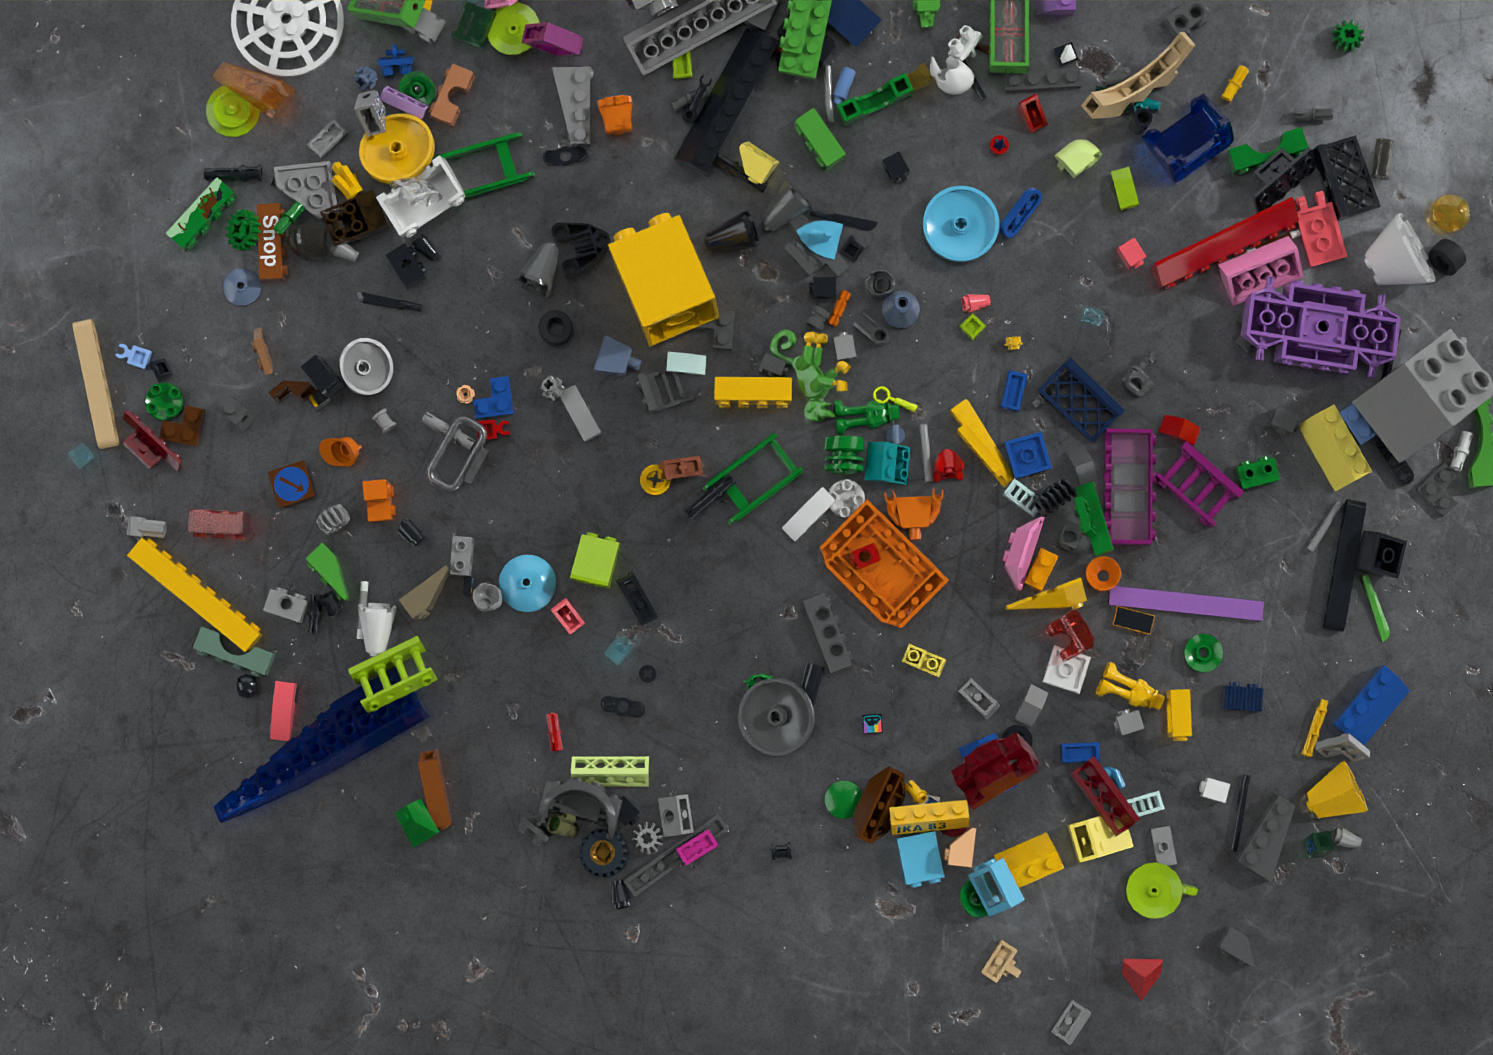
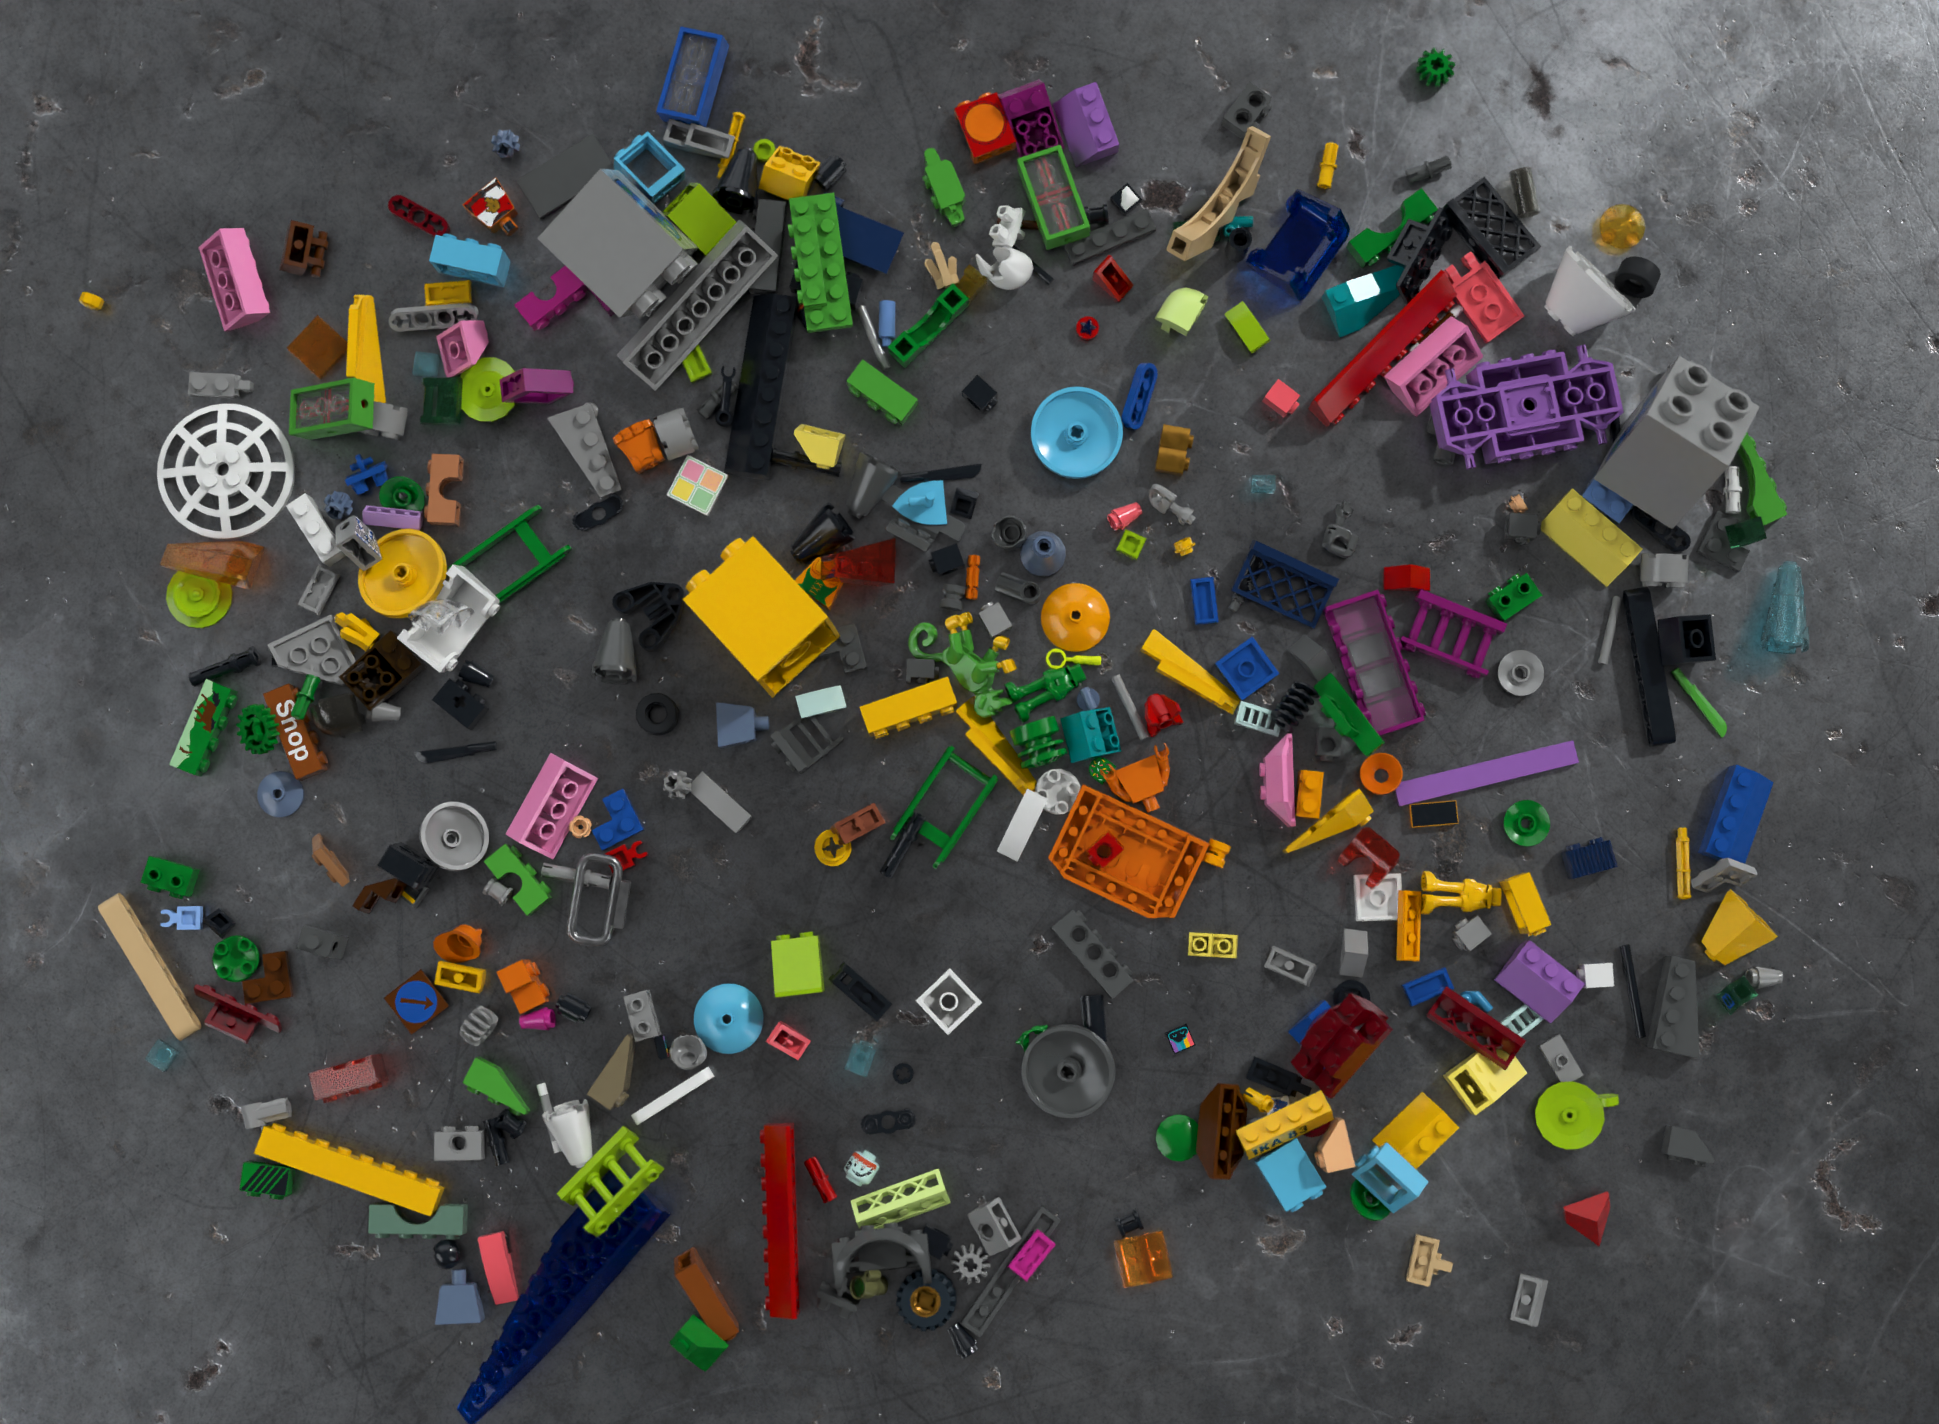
camera: 20 degrees left, 0 degrees up
(130, 579) = (267, 1179): none -> brick
(136, 320) = (169, 876): none -> green brick
(244, 725) = (459, 1301): none -> sand blue torso
(331, 477) = (460, 977): none -> yellow brick
(342, 91) = (315, 529): none -> white arch
(383, 532) = (541, 1019): none -> dark pink cone
(399, 401) = (533, 893): none -> bright green arch
(448, 370) = (551, 806): none -> bright pink slope
(462, 627) = (672, 1095): none -> white beam
(513, 752) = (781, 1220): none -> red slope
(589, 734) = (861, 1168): none -> light aqua head
(647, 114) = (675, 434): none -> light grey brick
(650, 161) = (697, 485): none -> tile
(703, 629) = (948, 1001): none -> white brick
(722, 269) = (820, 590): none -> torso
(756, 268) = (862, 565): none -> clear red wedge
(782, 882) = (1143, 1259): none -> clear orange slope
(809, 446) = (995, 747): none -> yellow wedge
(885, 487) = (1095, 767): none -> green tile
(899, 62) = (941, 274): none -> tan rock
(905, 381) = (1071, 633): none -> light orange dish
(936, 780) = (1276, 1078): none -> black hinge
(952, 590) = (1218, 848): none -> light orange wheel
(1010, 301) = (1163, 500): none -> light grey piece
(1031, 264) = (1173, 450): none -> pearl gold brick
(1038, 58) = (1097, 214): none -> black bush
(1082, 699) = (1408, 925): none -> light orange tile
(1168, 778) = (1539, 981): none -> medium lavender slope
(1222, 198) = (1361, 299): none -> teal wedge
(1251, 533) = (1530, 666): none -> light grey dish
(1288, 402) = (1517, 504): none -> light nougat plate
(1384, 493) = (1664, 569): none -> light grey brick
(1458, 487) = (1745, 532): none -> clear green brick
(1466, 565) = (1786, 616): none -> clear light blue cone

